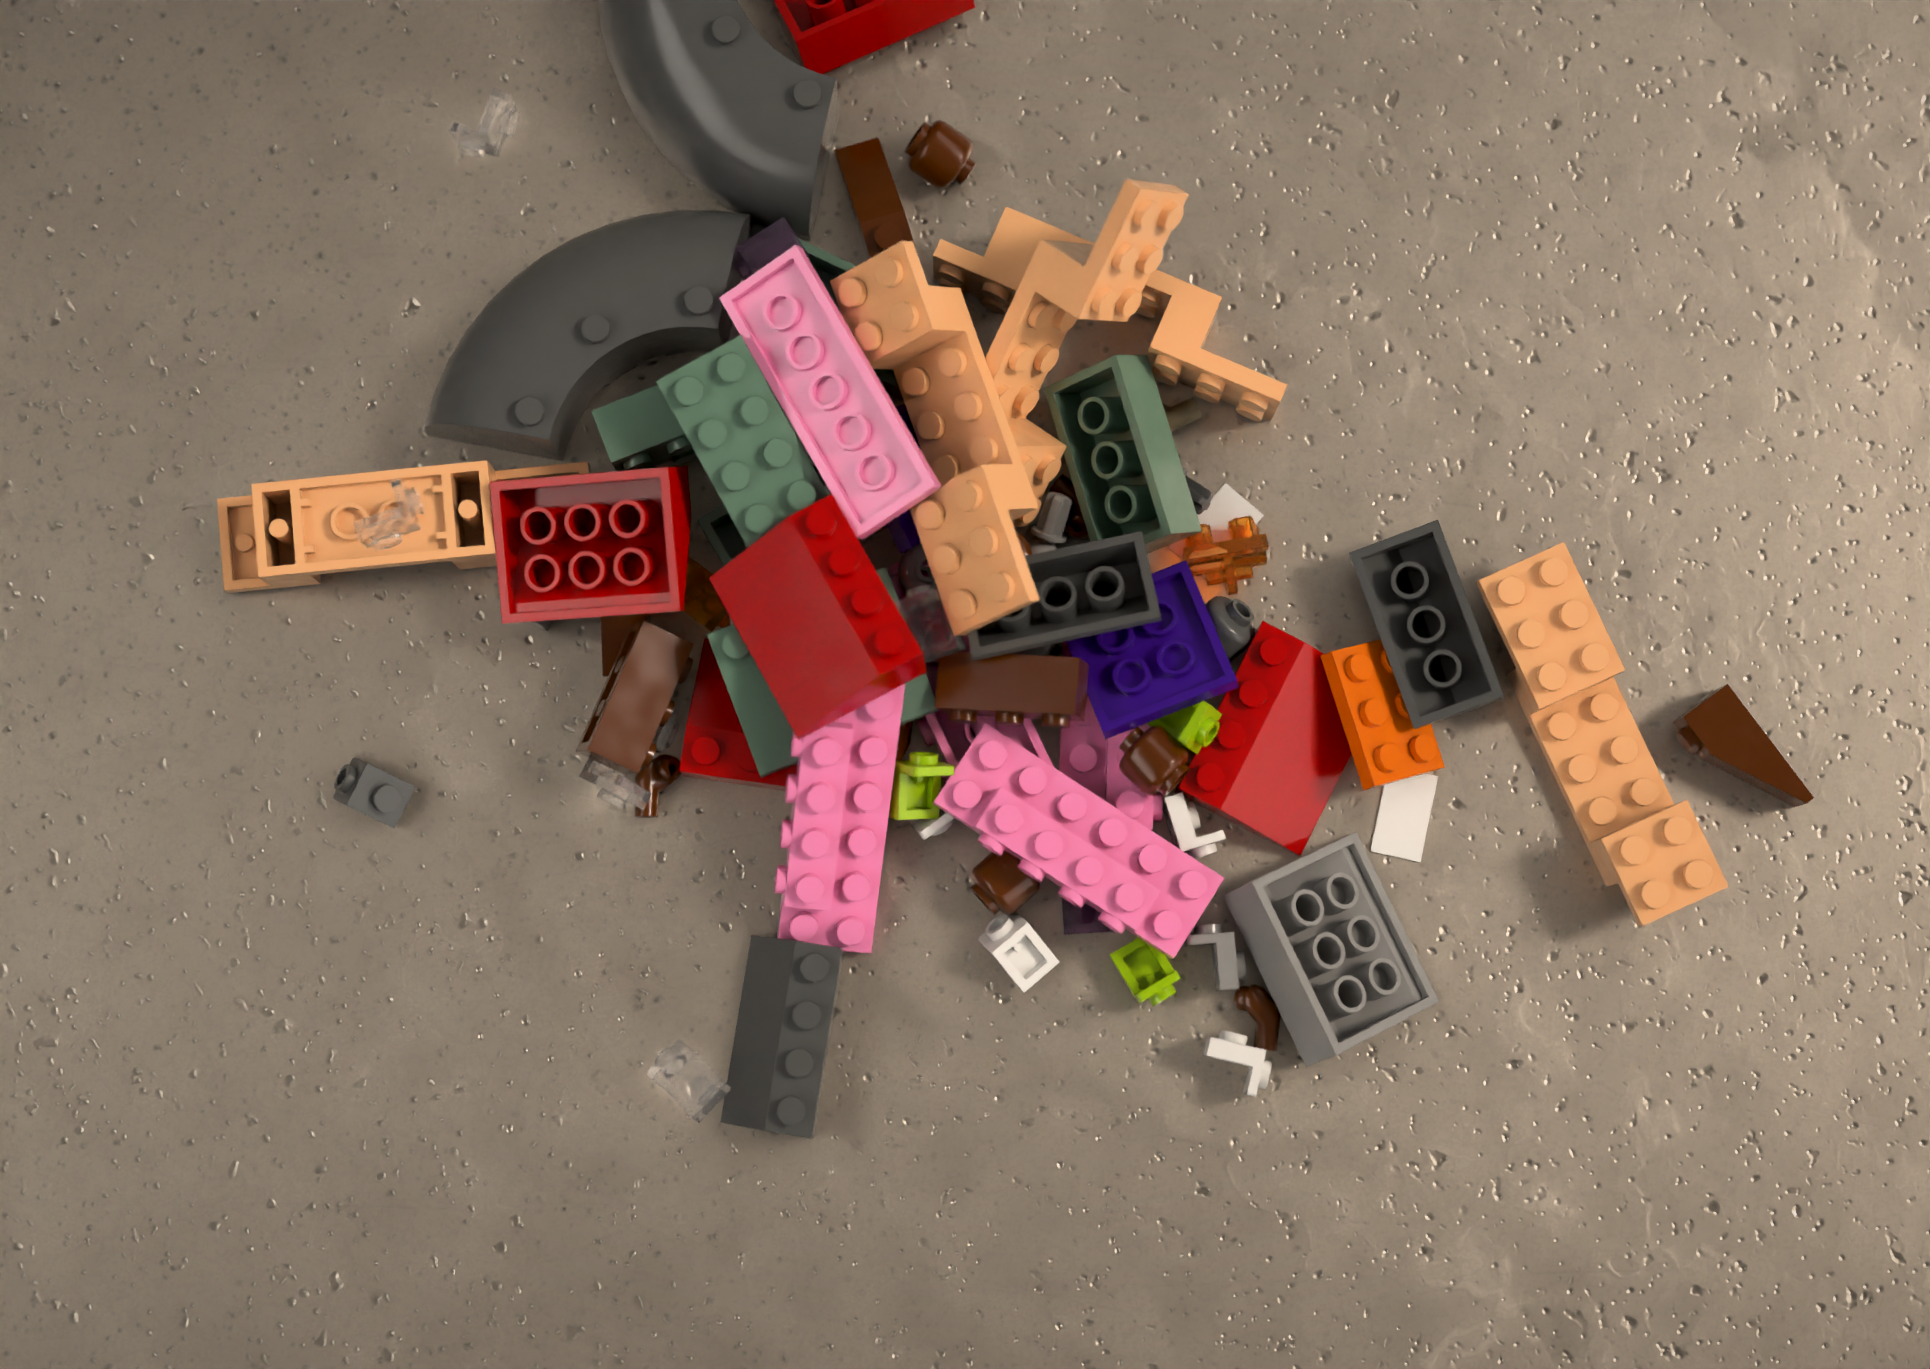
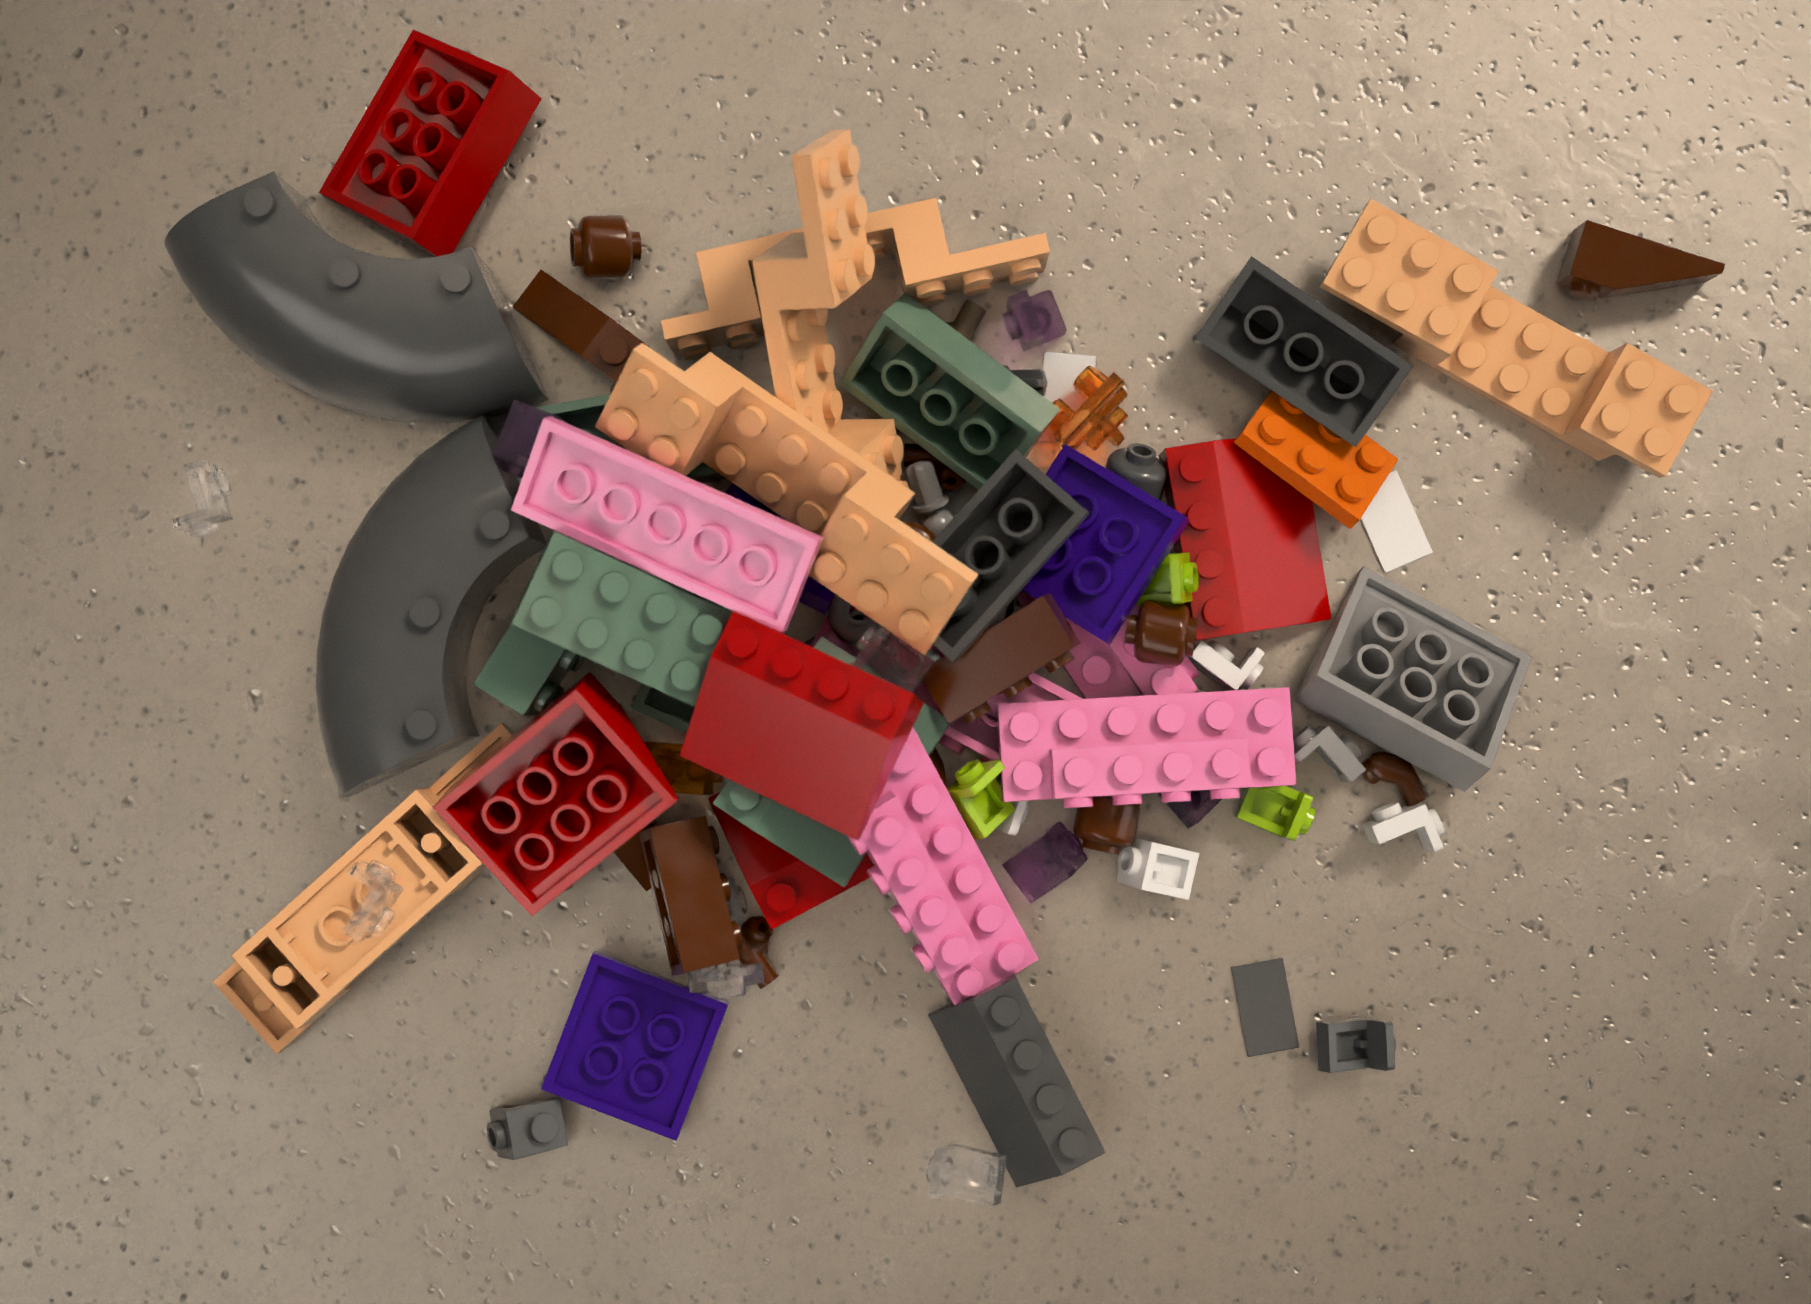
camera: 30 degrees left, 5 degrees up
(504, 788) = (635, 1045): none -> dark purple plate
(933, 880) = (1046, 862): none -> clear purple bracket
(1023, 1126) = (1265, 1007): none -> dark grey sticker
(1072, 1204) = (1355, 1044): none -> dark grey bracket
(1233, 449) = (1033, 319): none -> clear purple bracket

